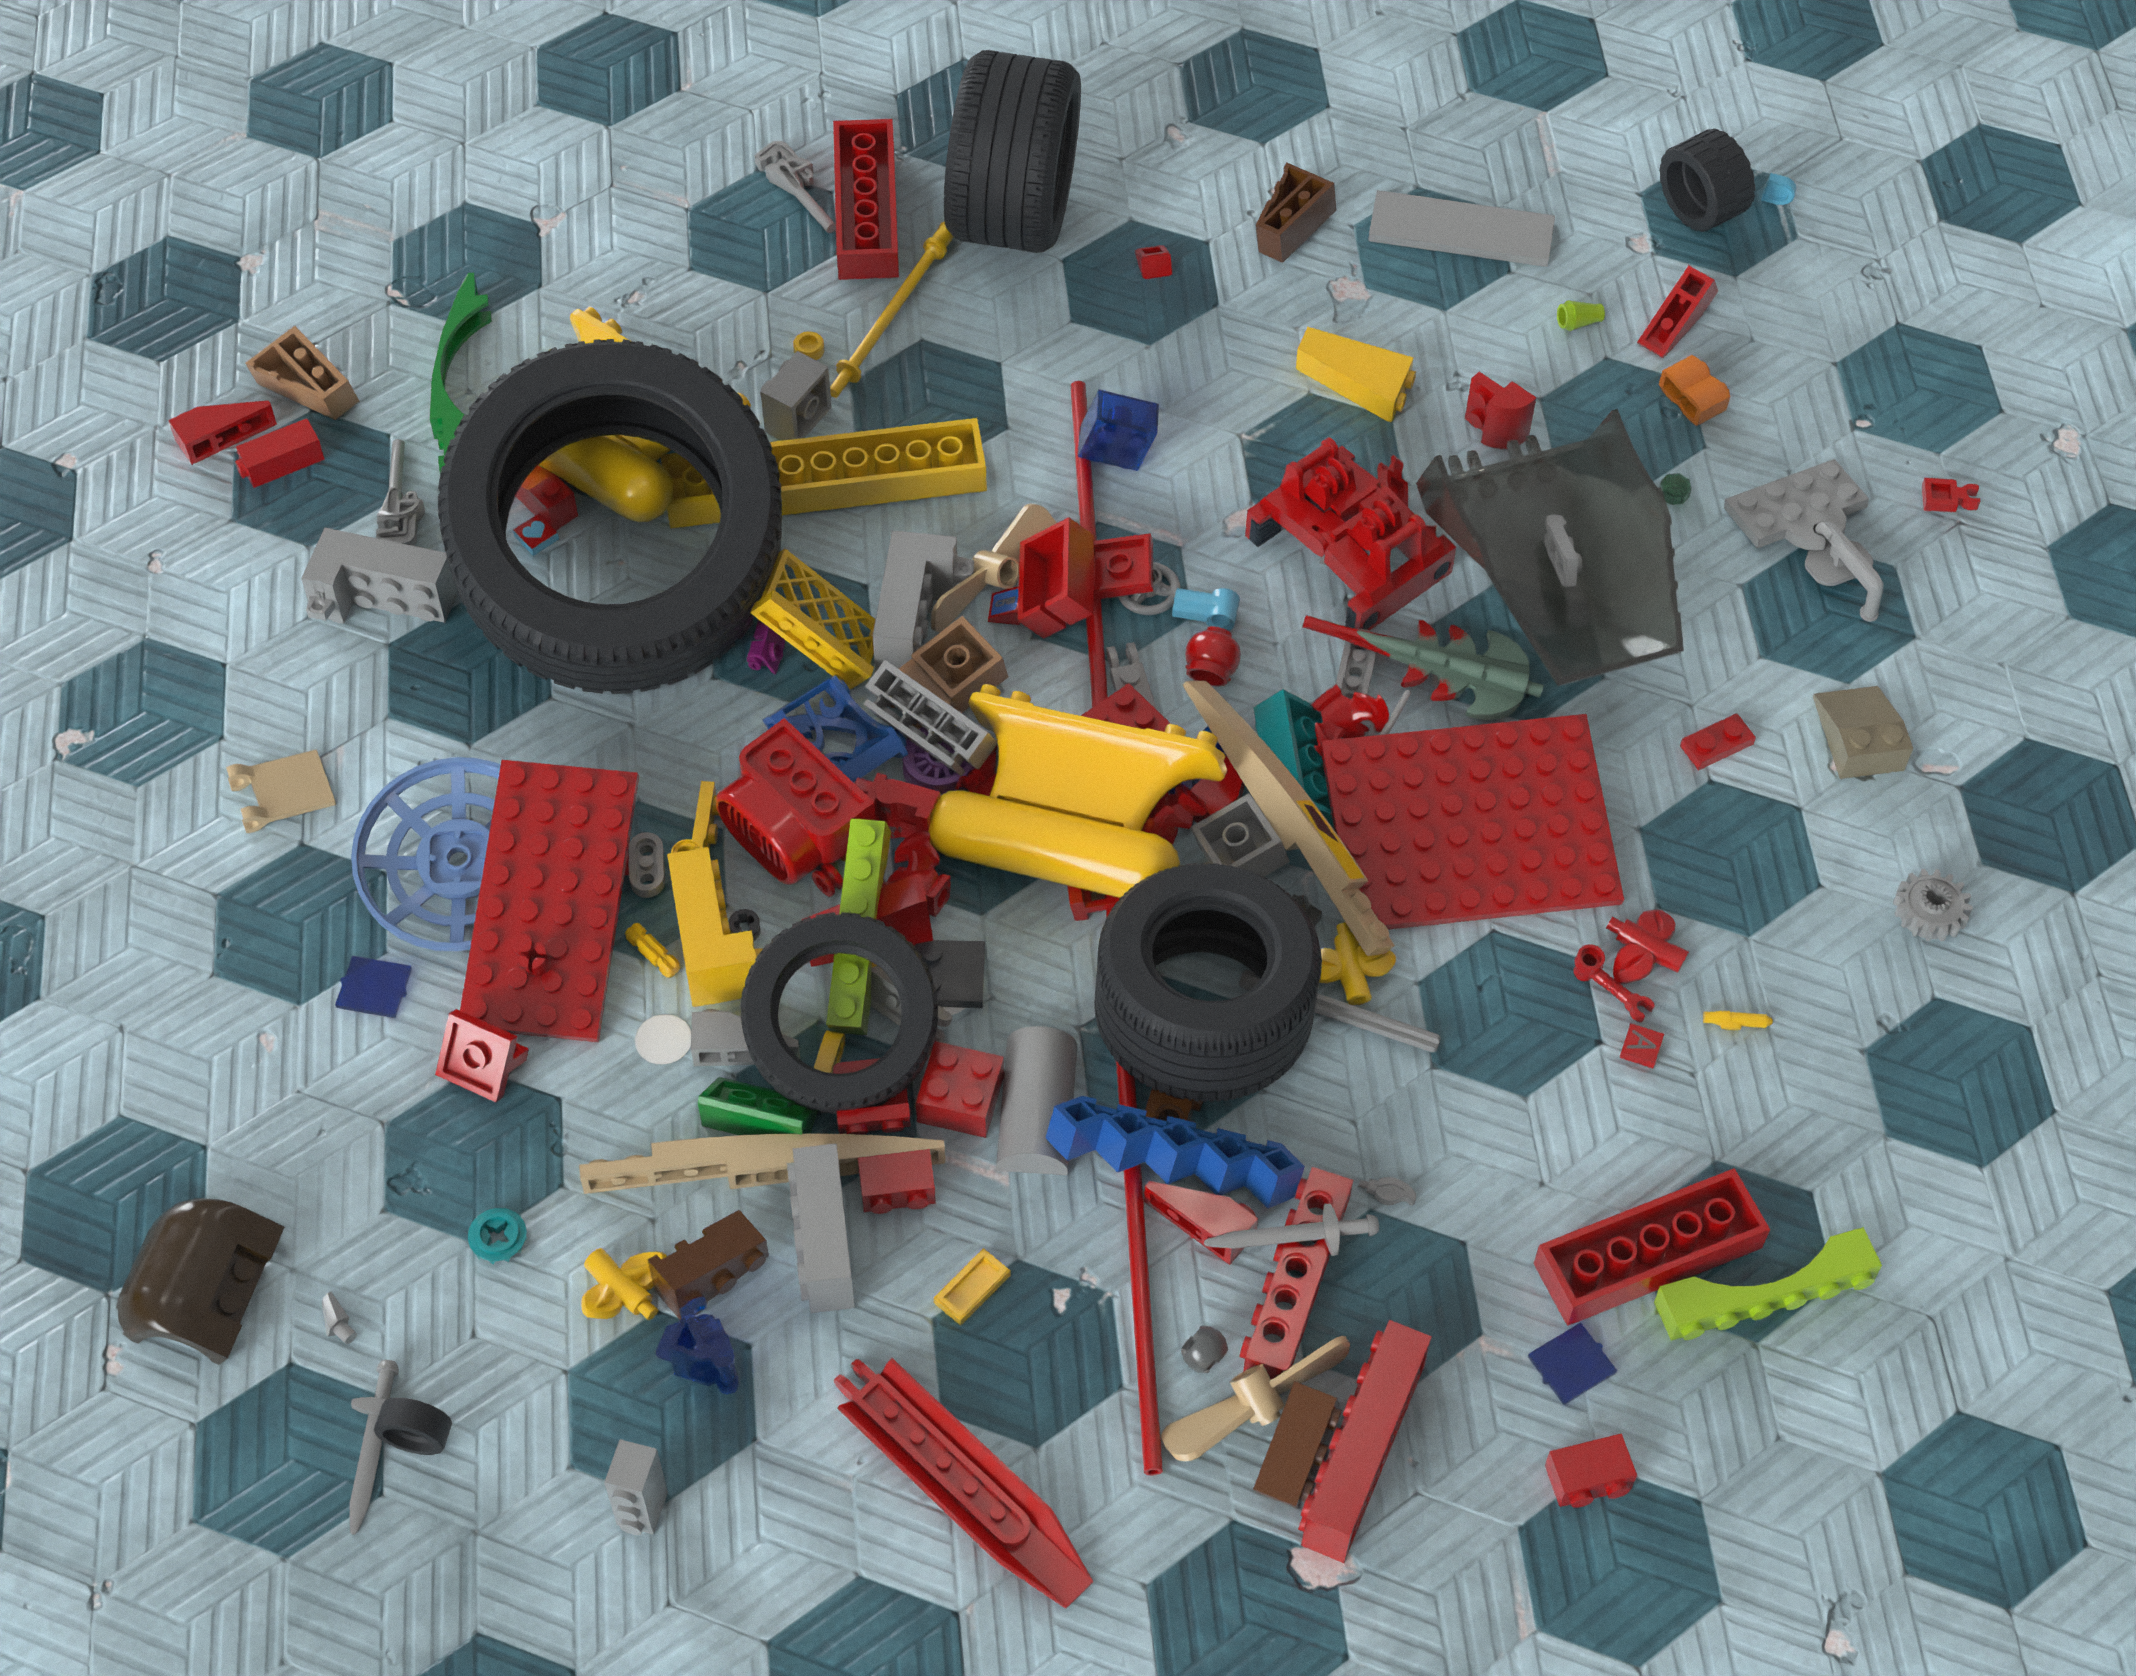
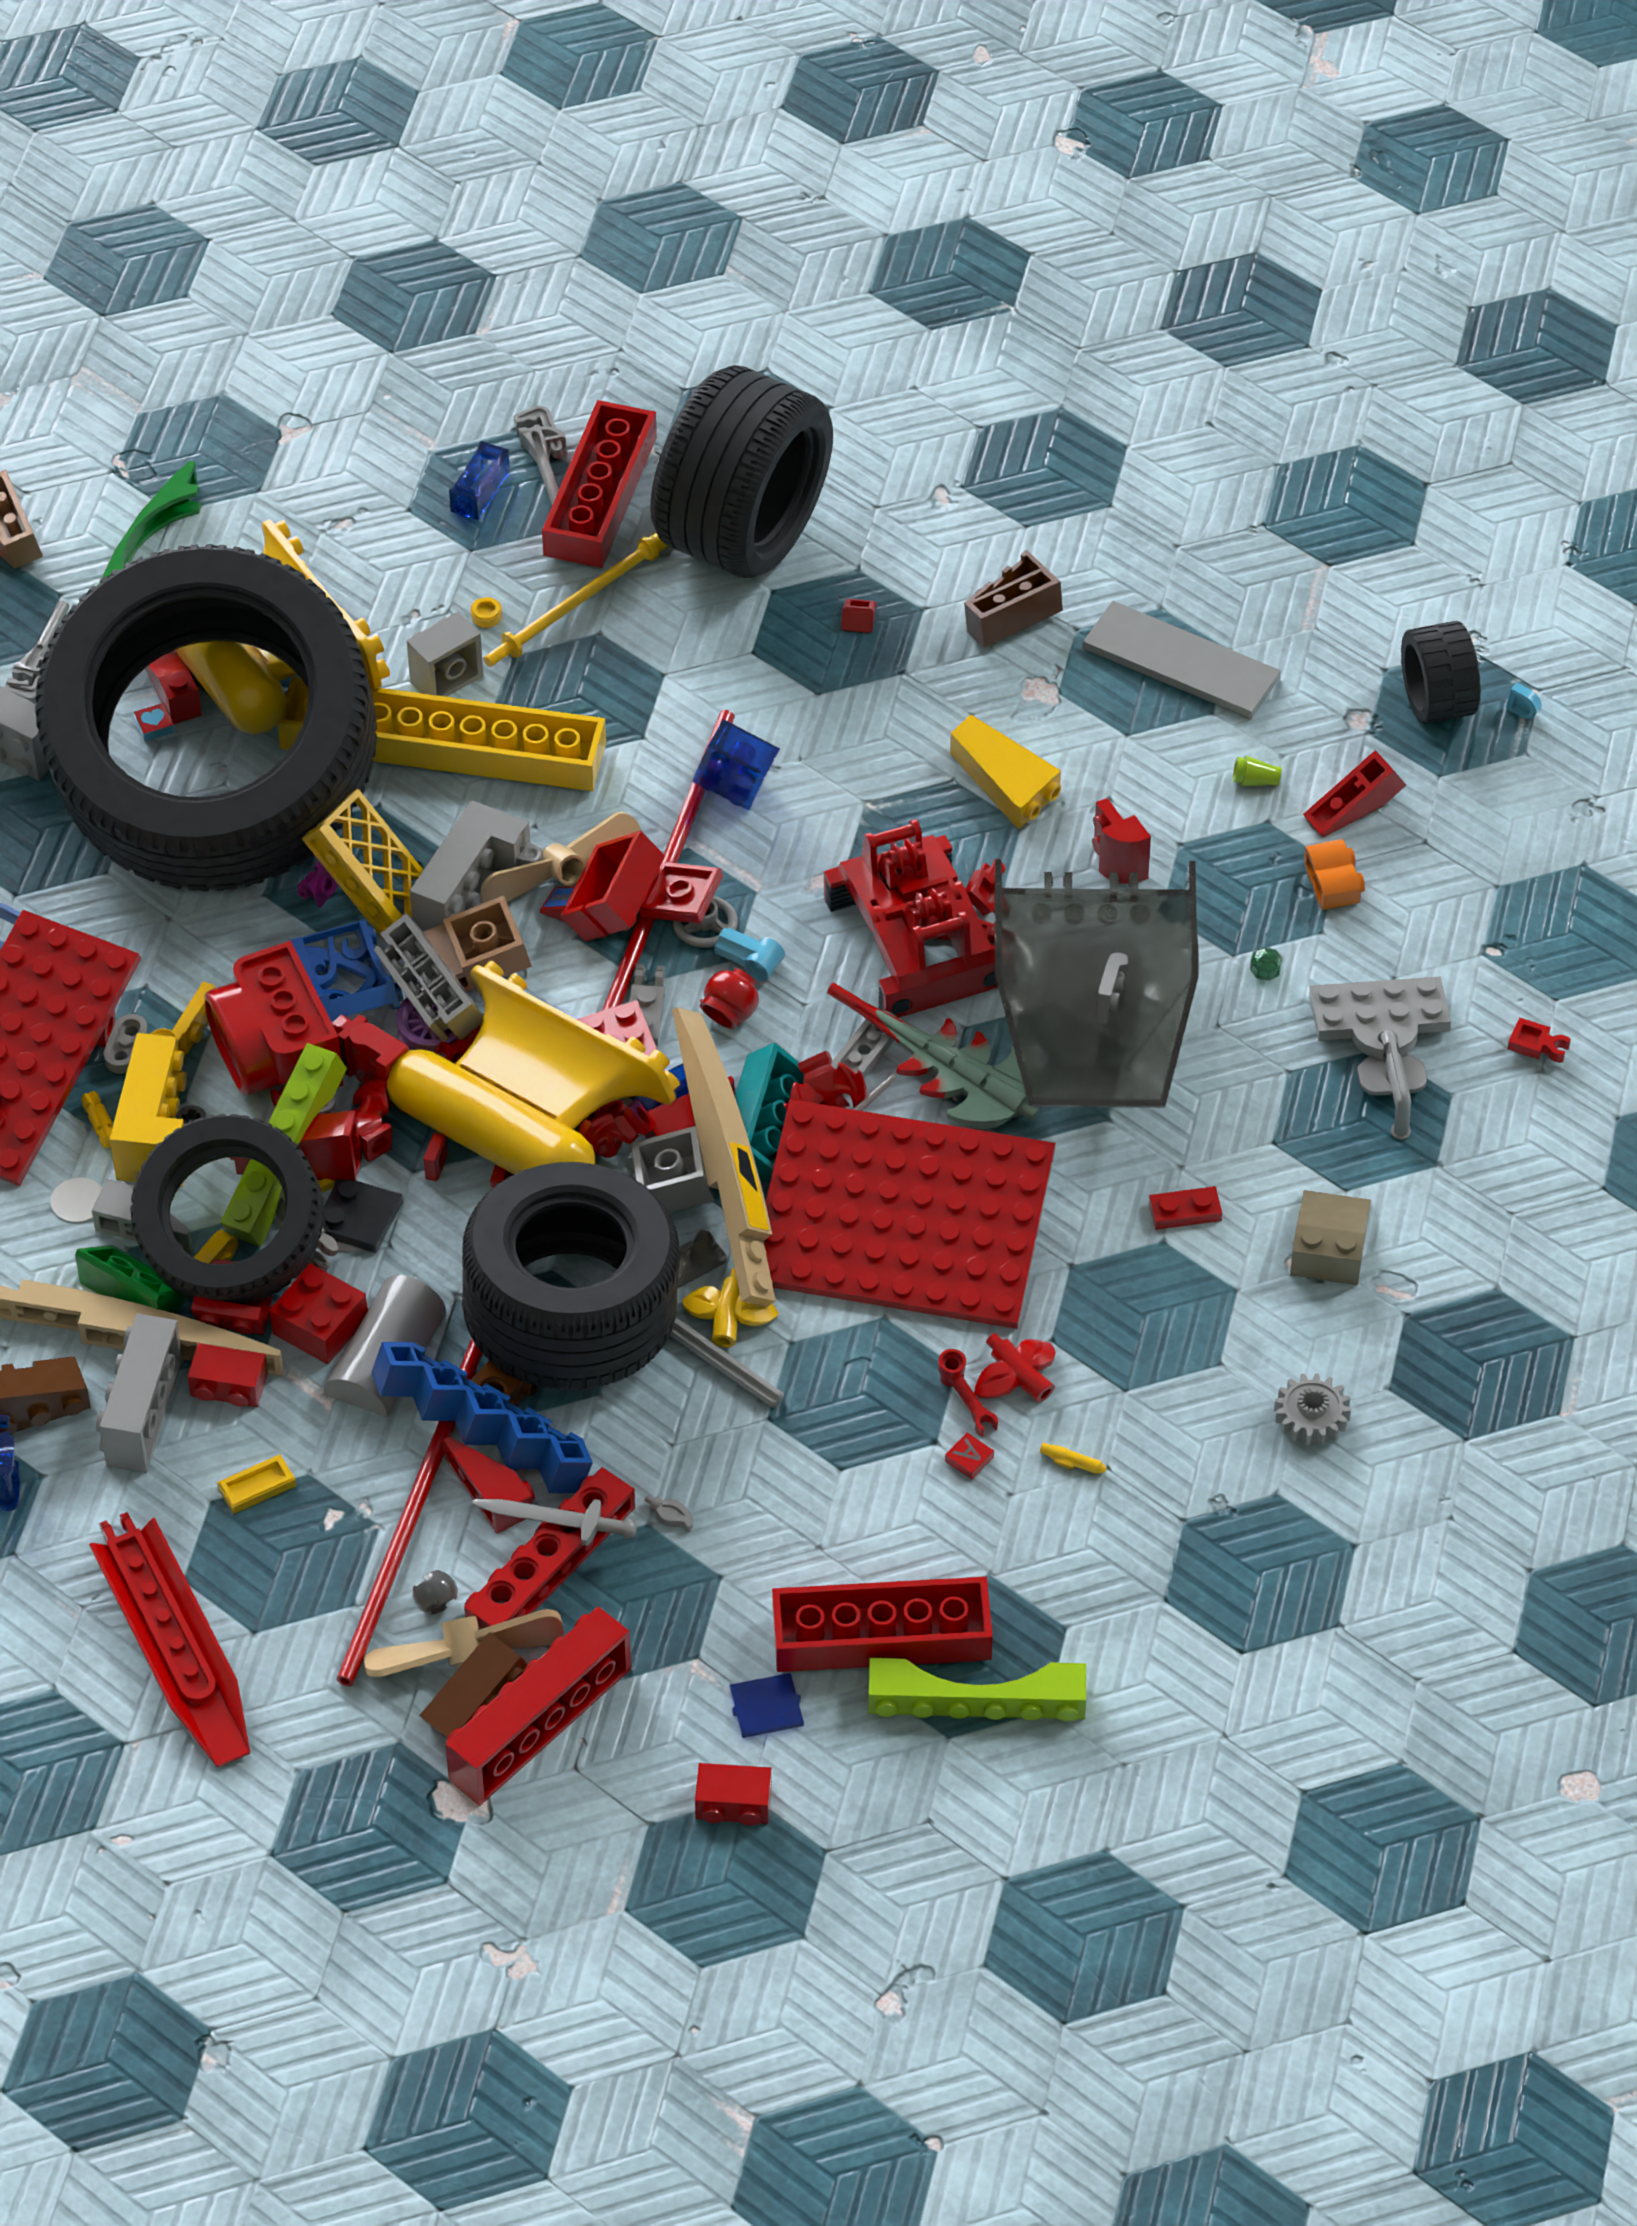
camera: 20 degrees right, 5 degrees down
(749, 246) = (473, 502): none -> clear blue window
(1002, 895) = (435, 1157): none -> red tile

